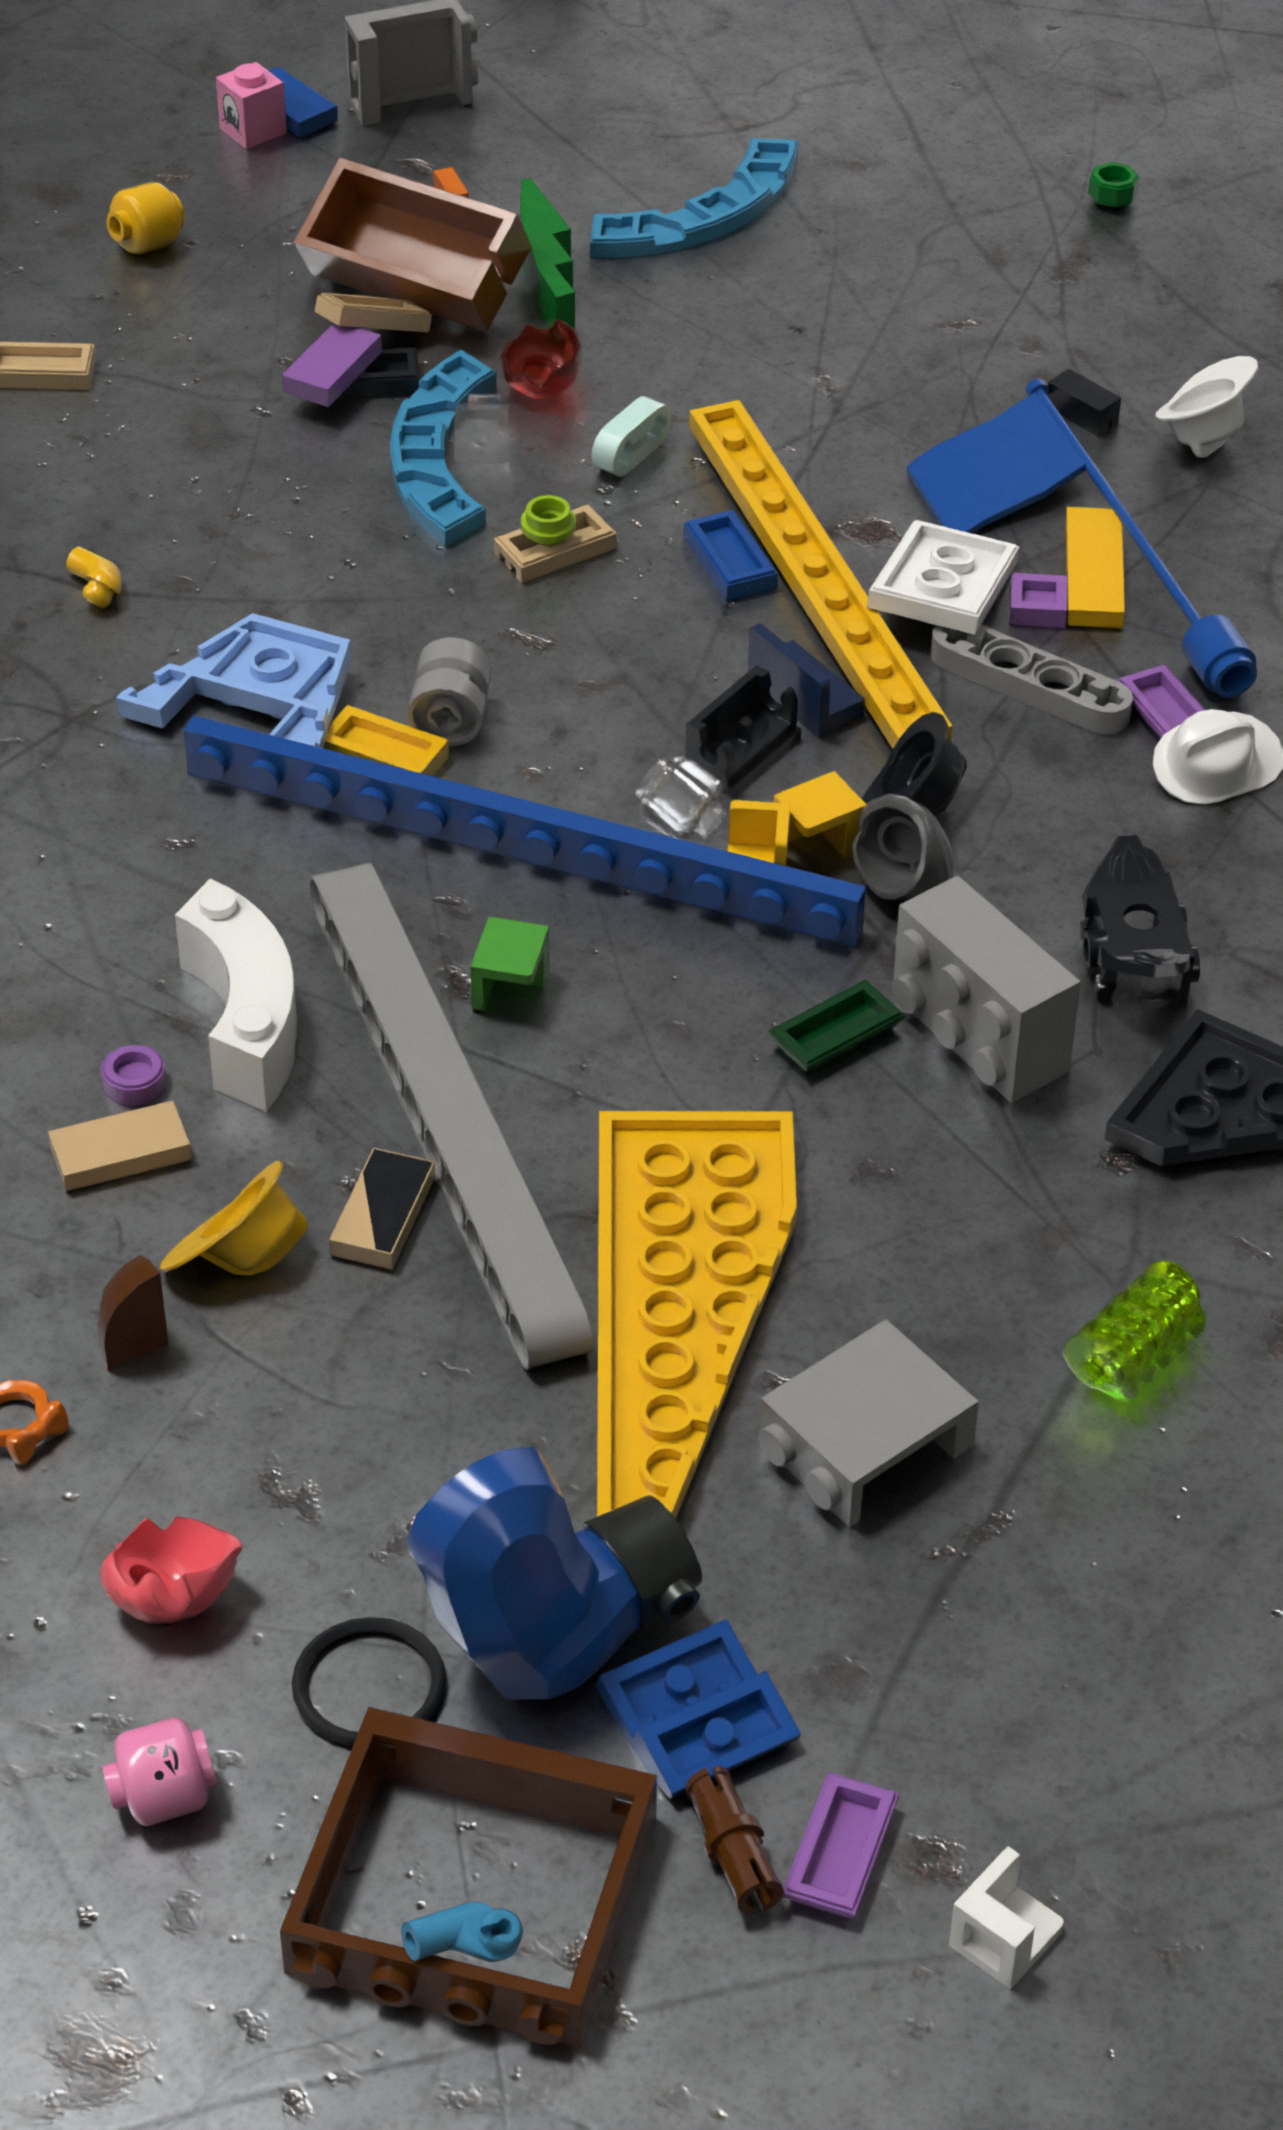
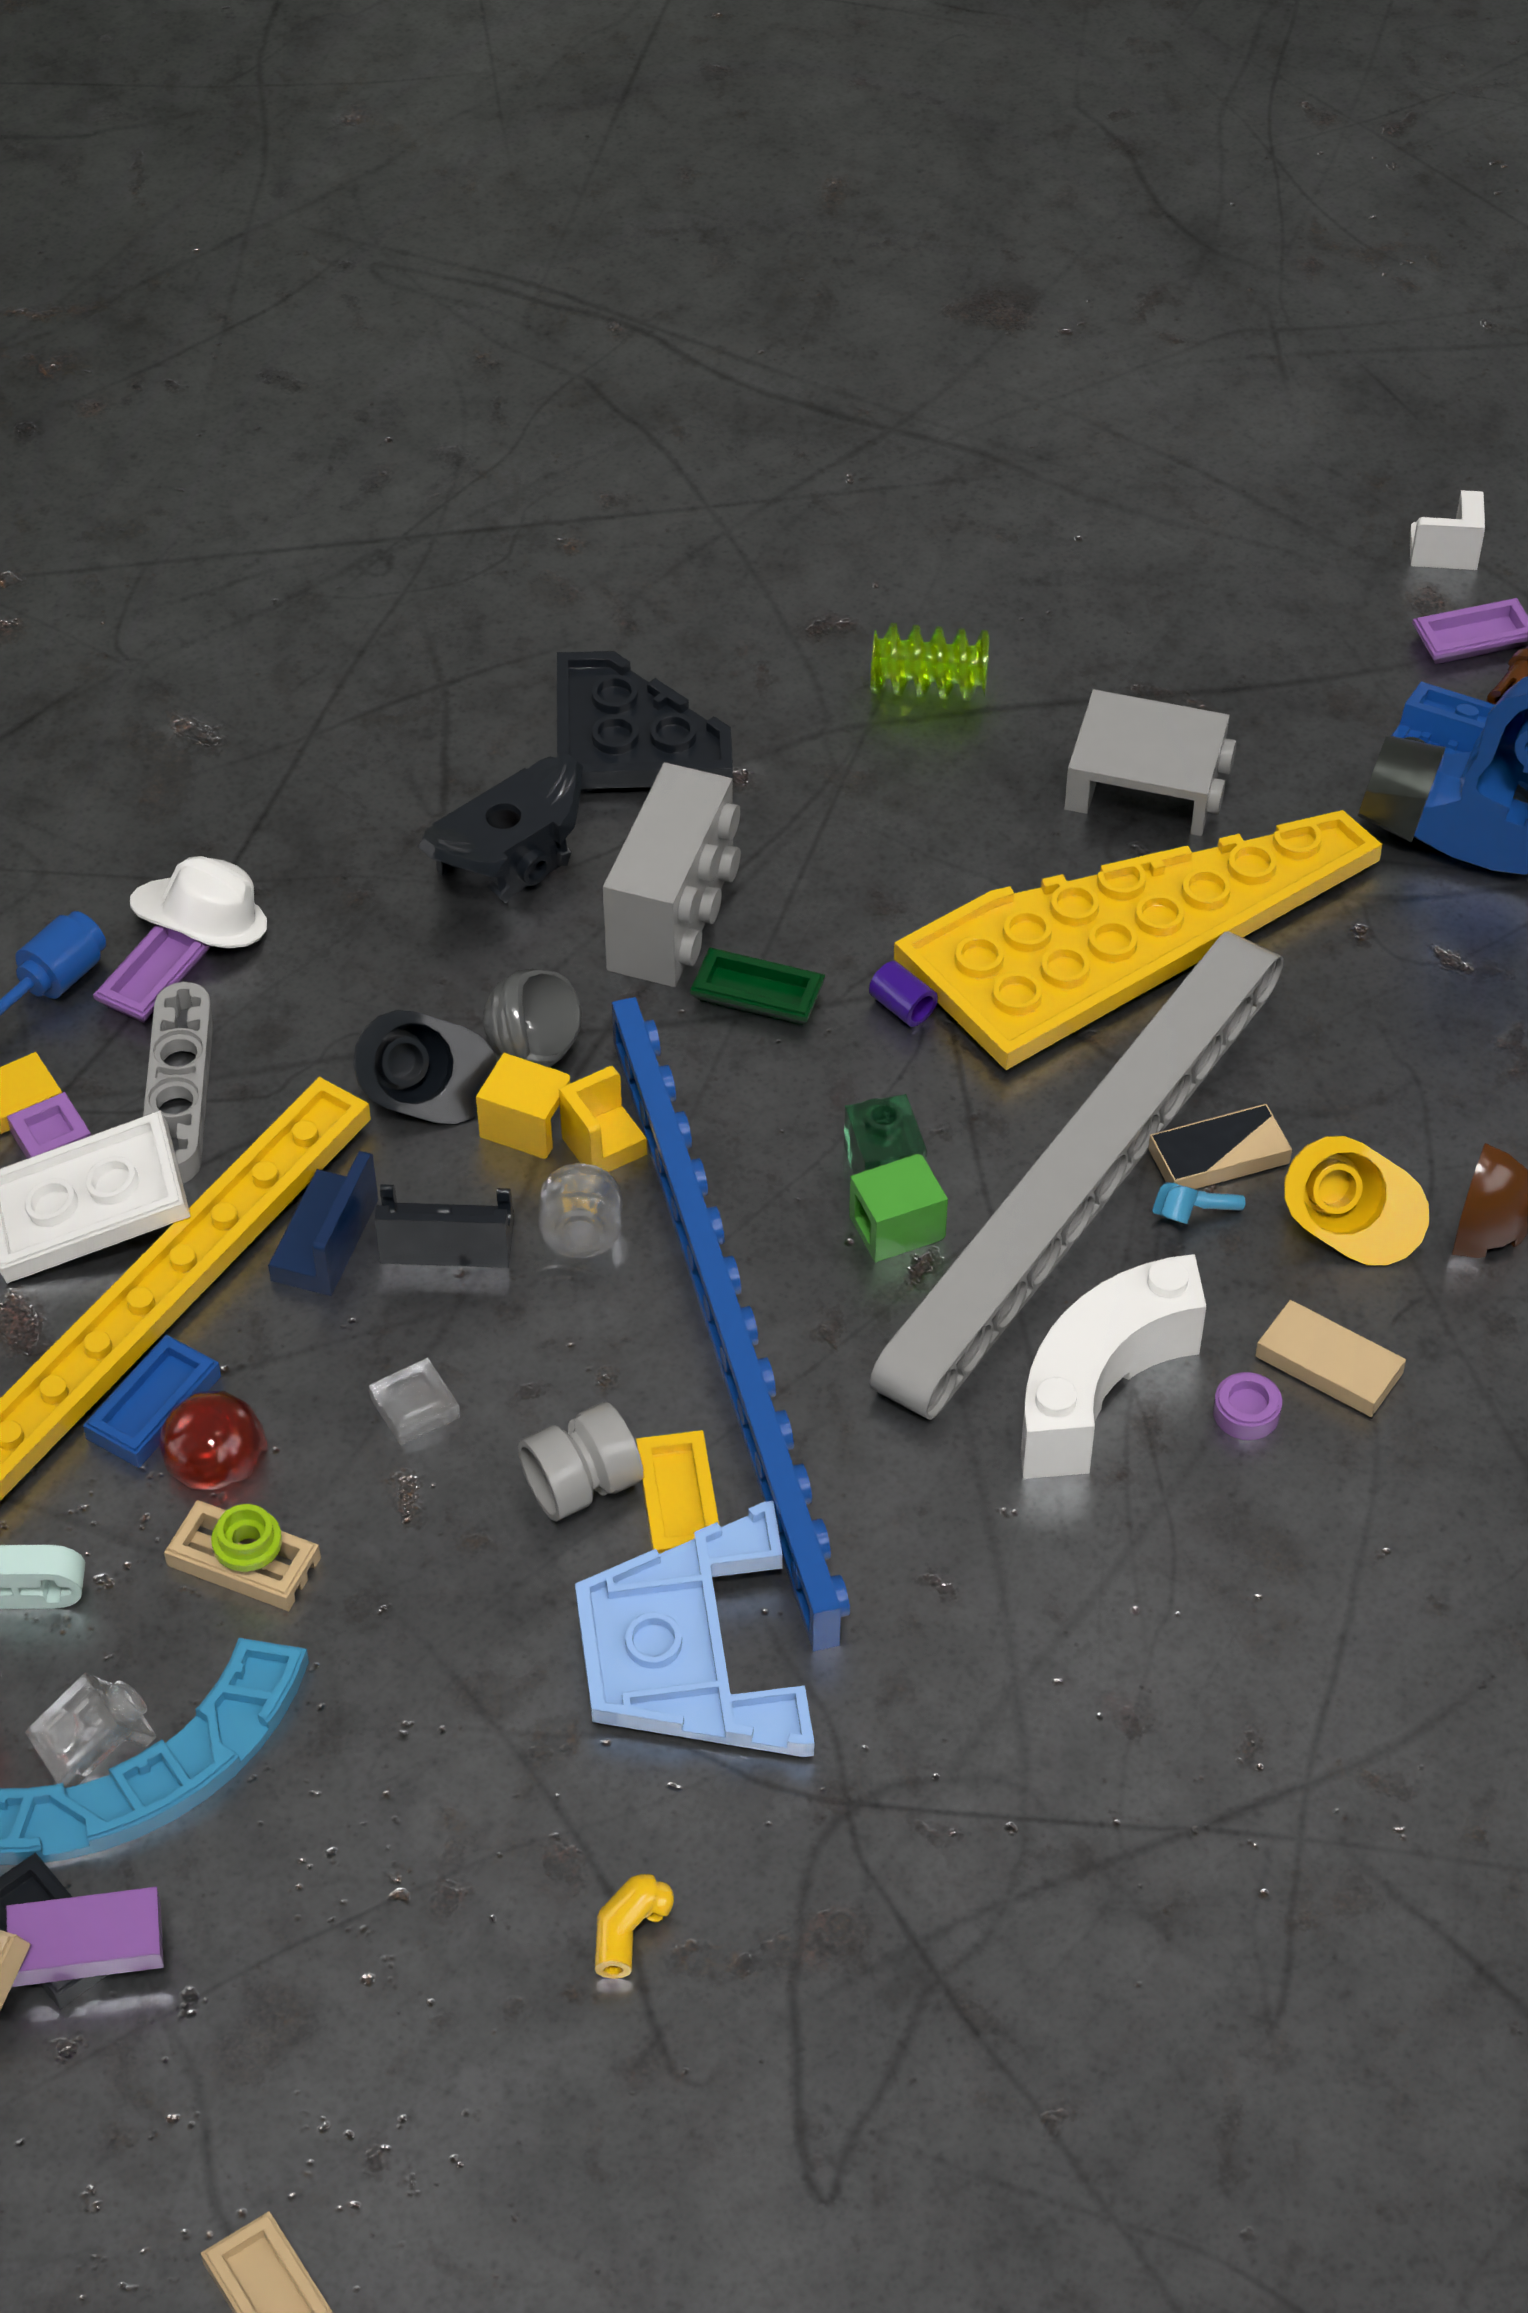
camera: 125 degrees left, 5 degrees up
(343, 1153) = (1178, 1201): none -> dark azure hand
(577, 993) = (881, 1133): none -> clear green brick
(602, 667) = (414, 1401): none -> clear tile
(661, 560) = (211, 1440): none -> clear red hair
(739, 1096) = (903, 993): none -> dark purple hinge

